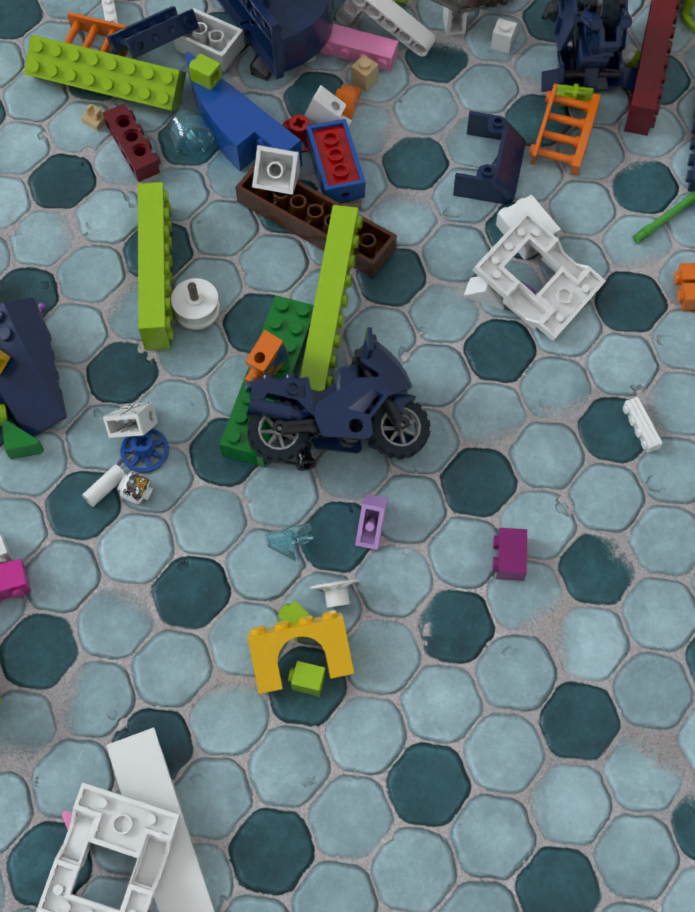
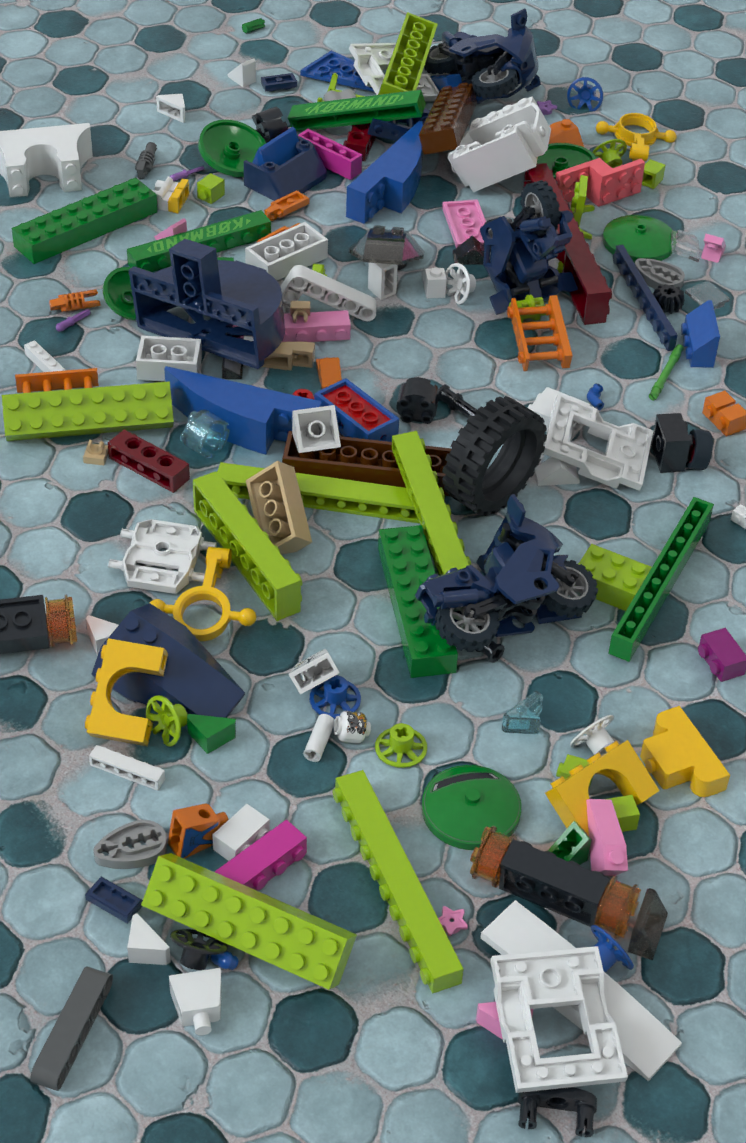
camera: 30 degrees left, 20 degrees down
(79, 657) = (398, 882): none -> lime brick
(107, 241) = (182, 546): none -> white piece
(109, 713) = (452, 927): none -> bright pink plate
(124, 271) = (216, 560): none -> yellow piece
(153, 32) = (118, 362): dark blue fence -> none
(168, 521) = (401, 742): none -> lime wheel
(189, 610) = (465, 801): none -> green dish
(195, 304) = (309, 560): white wheel -> none
(203, 238) = (279, 507): none -> tan slope
(203, 811) = (608, 954): none -> blue wheel
(205, 71) = (198, 373): lime brick -> none
(229, 765) = (554, 882): none -> black brick
(237, 695) = (572, 844): none -> green slope
(248, 226) = (334, 494): none -> lime brick
(258, 802) = (648, 926): none -> clear smoke tile
(266, 357) = (414, 575): orange torso -> none
(271, 701) = (607, 845): none -> bright pink slope
(322, 70) = (291, 354): none -> tan slope
(325, 108) = (318, 375): white torso -> none
(349, 26) = (300, 308): none -> tan tile
(364, 73) = (332, 343): tan brick -> none
(371, 521) = (587, 674): lavender slope -> none
(400, 166) = (417, 400): none -> black brick
(402, 643) = (682, 755): none -> yellow brick
(406, 241) = (466, 468): none -> black tyre
(441, 179) = (455, 401): none -> black pin
(461, 429) = (615, 574): none -> lime brick
(498, 181) = (506, 378): dark blue windscreen -> none
(505, 449) = (660, 580): none -> green brick
(529, 44) = (461, 283): none -> white wheel
(577, 218) = (593, 396): none -> blue arm
(612, 303) = (671, 442): none -> black brick
(634, 320) = (701, 450): none -> black wheel

